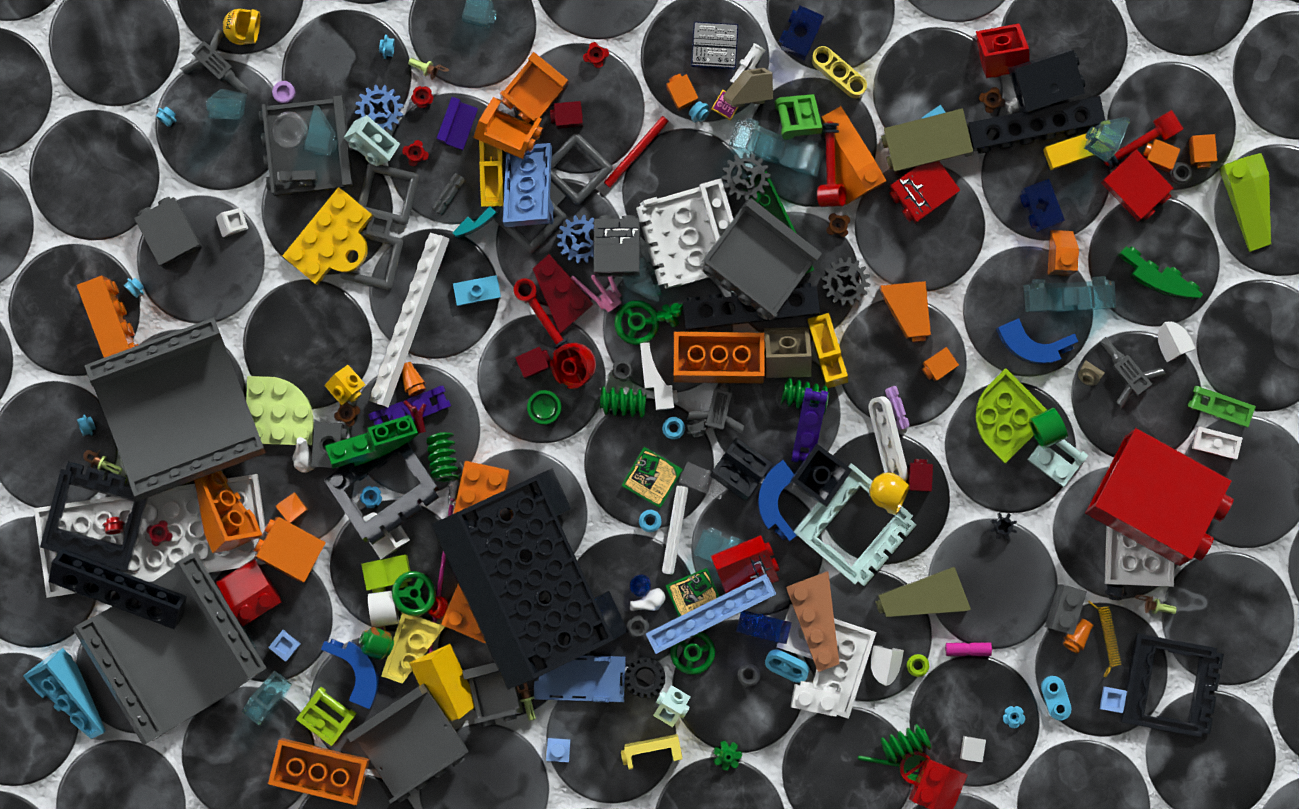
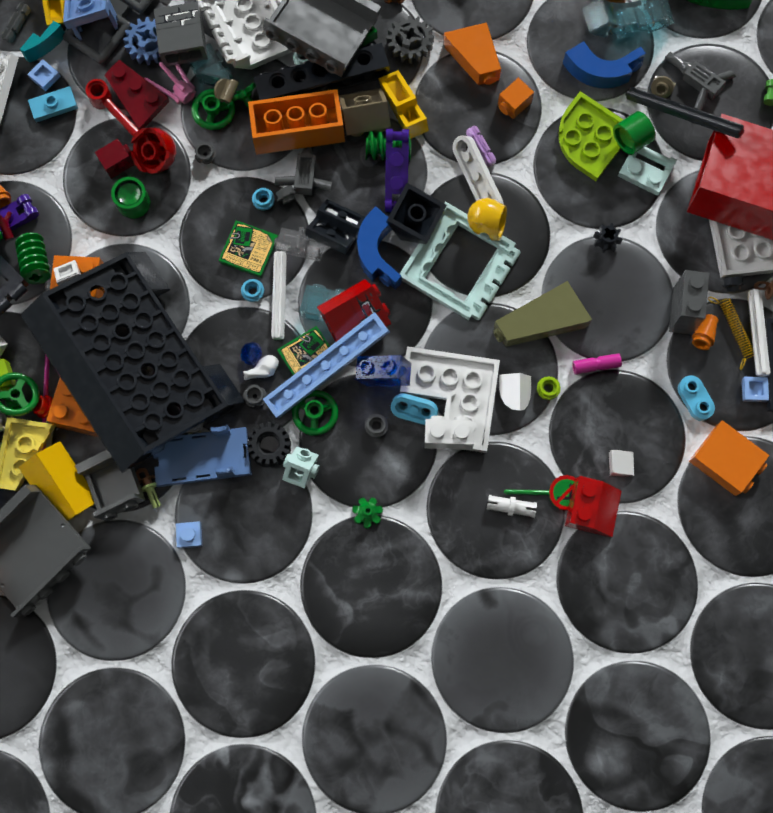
camera: 10 degrees left, 10 degrees down
(471, 259) = (44, 75): none -> light blue plate
(478, 487) = (66, 272): none -> white slope
(622, 402) = (208, 180): green piece -> none
(651, 745) = (282, 511): light yellow panel -> none
(652, 311) = (225, 89): none -> dark tan plate
(664, 395) = (238, 158): white slope -> none
(815, 615) = (434, 351): nougat wing -> none
(862, 772) = (511, 506): none -> white pin
(905, 743) = (550, 466): green piece -> none
(920, 475) = (517, 204): dark red brick -> none
(1009, 712) = (651, 423): medium azure plate -> none
(1074, 762) = (730, 459): none -> orange brick
(1100, 416) = (685, 112): none -> black axle
(1128, 645) = (758, 332): none -> white axle
(1174, 341) = (736, 44): white brick -> none

